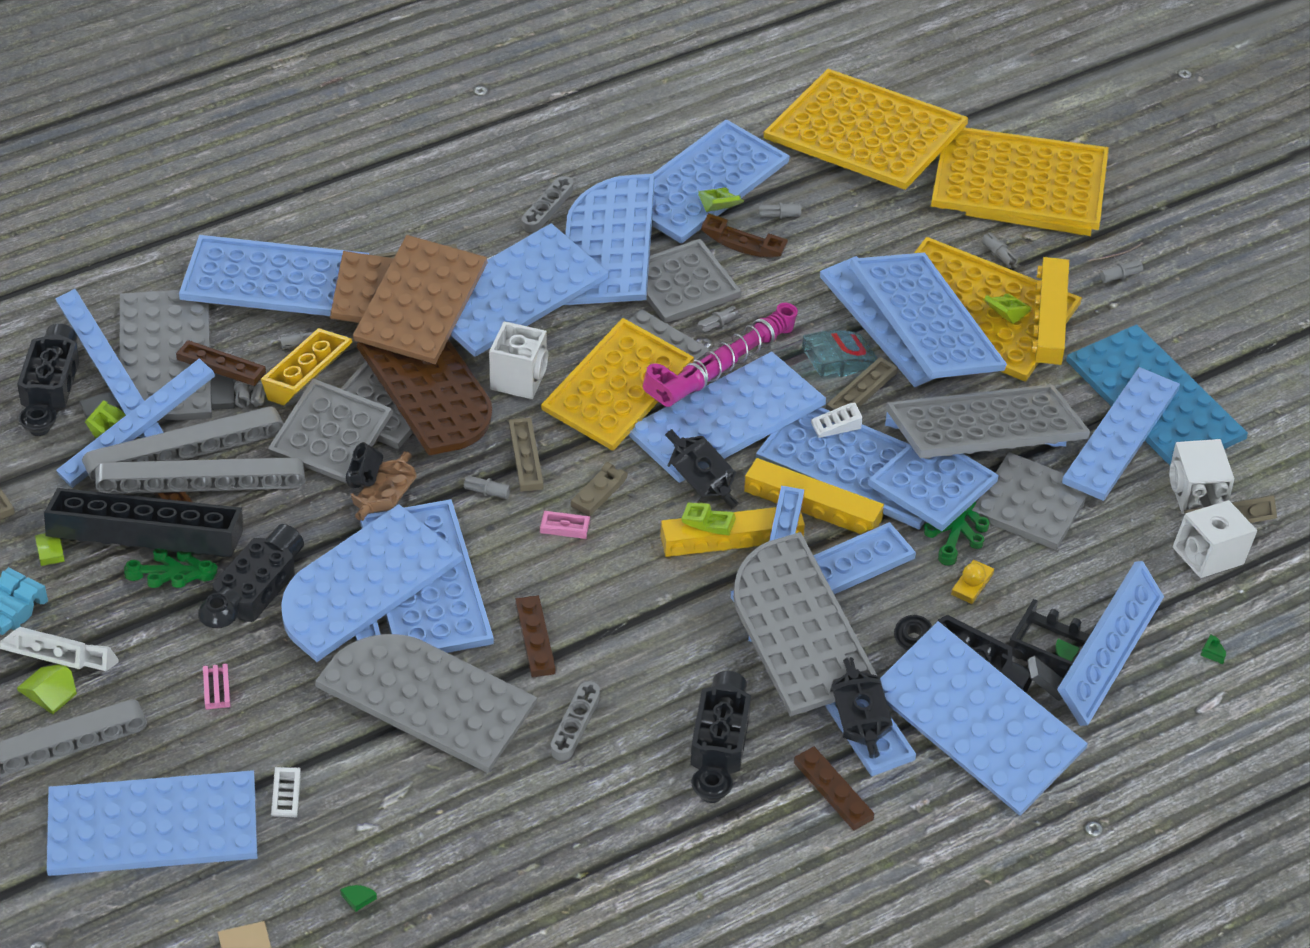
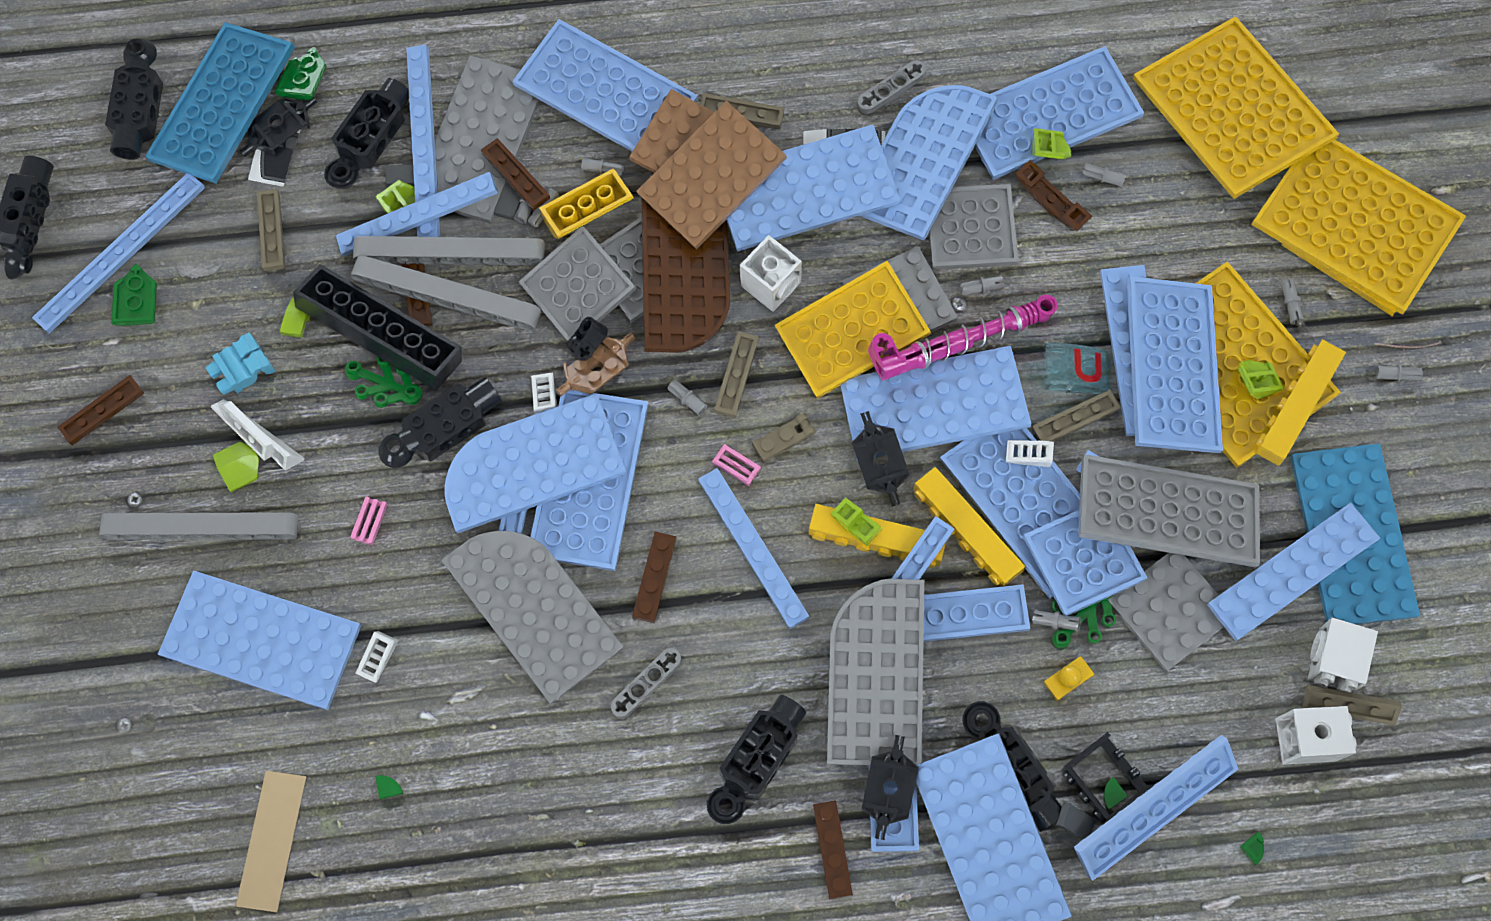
camera: 30 degrees right, 25 degrees up
(342, 530) = (546, 405): none -> white slope
(619, 582) = (753, 548): none -> light blue plate
(936, 538) = (1056, 620): none -> light grey pin

